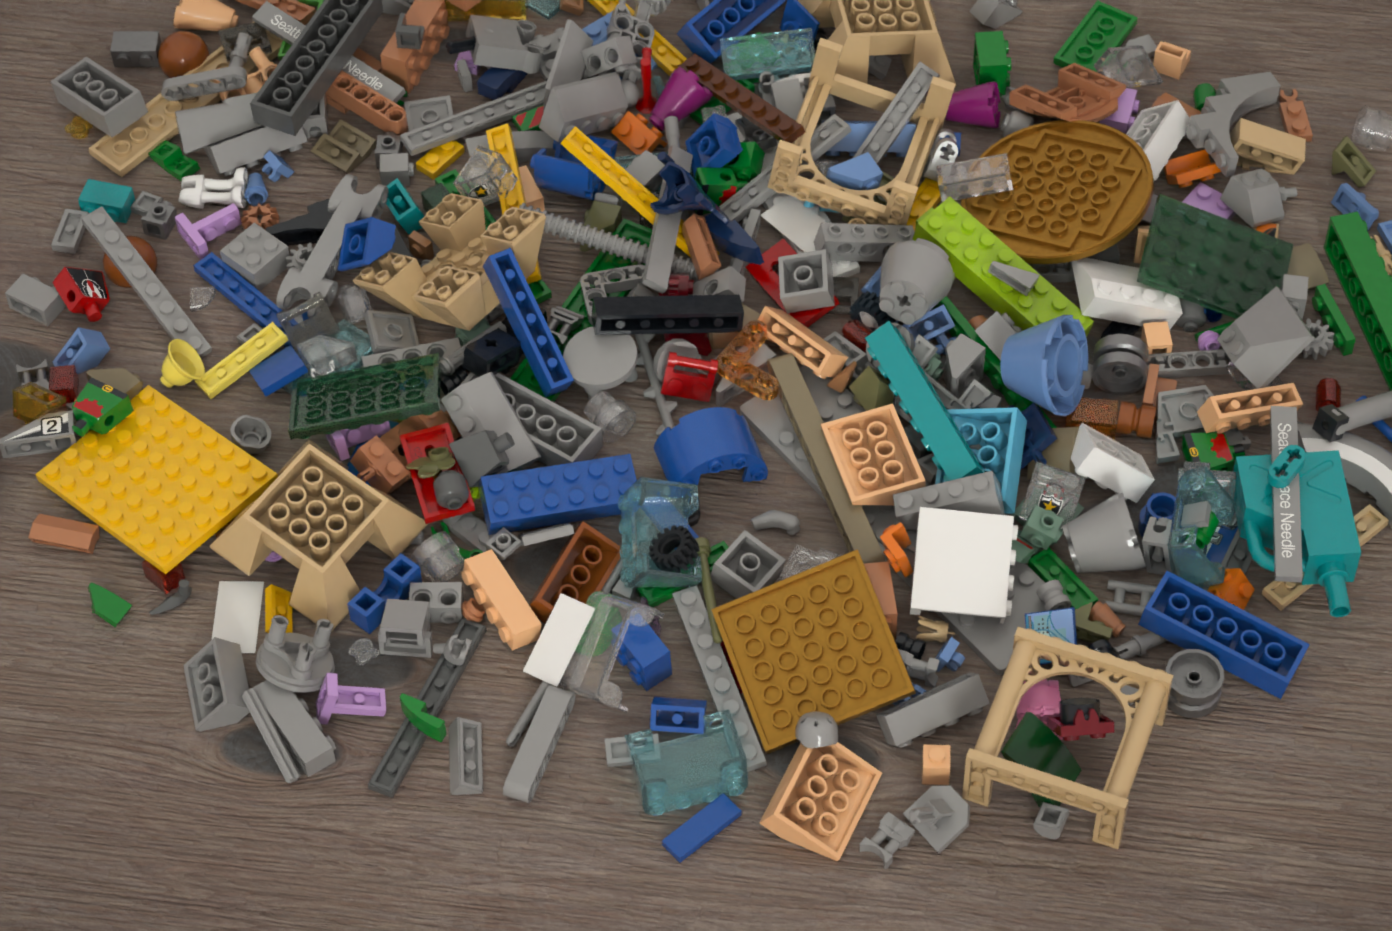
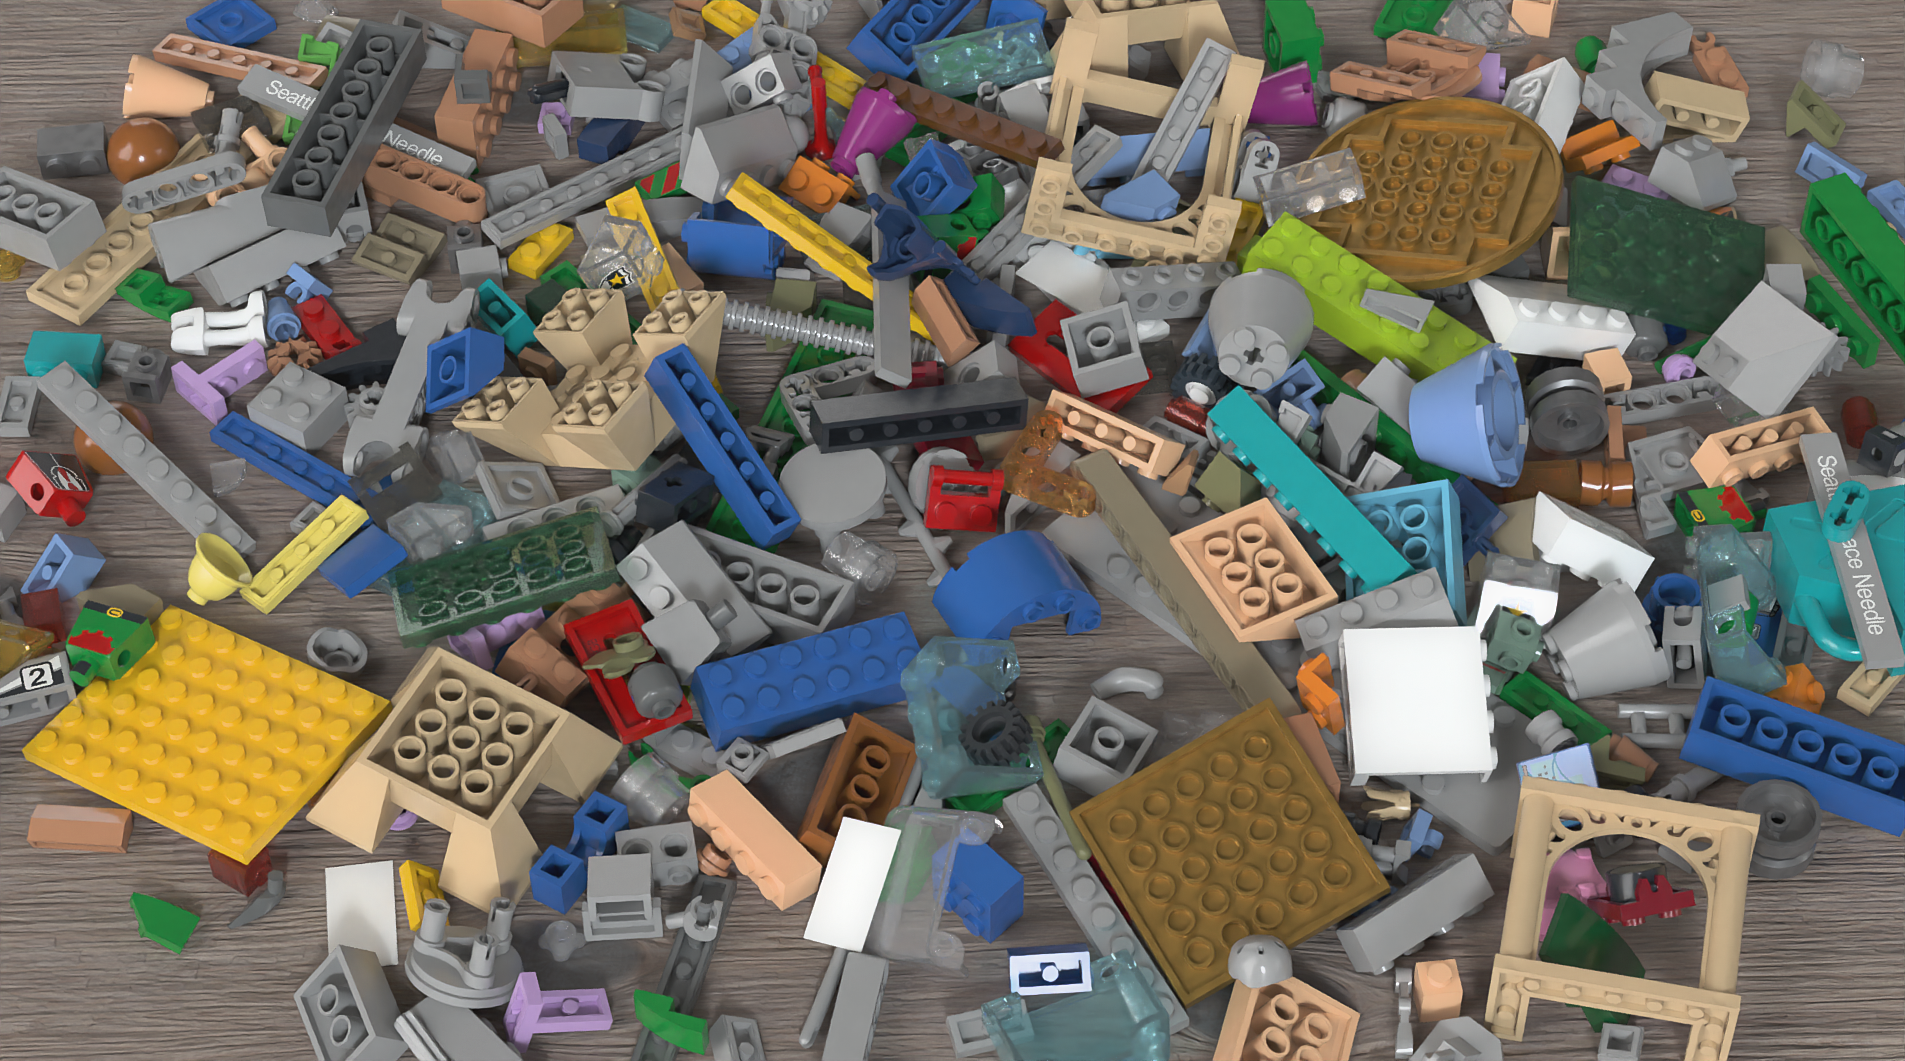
camera: 10 degrees left, 5 degrees down
(284, 198) = (324, 327): none -> red plate
(907, 792) = (1404, 1034): none -> light grey piece

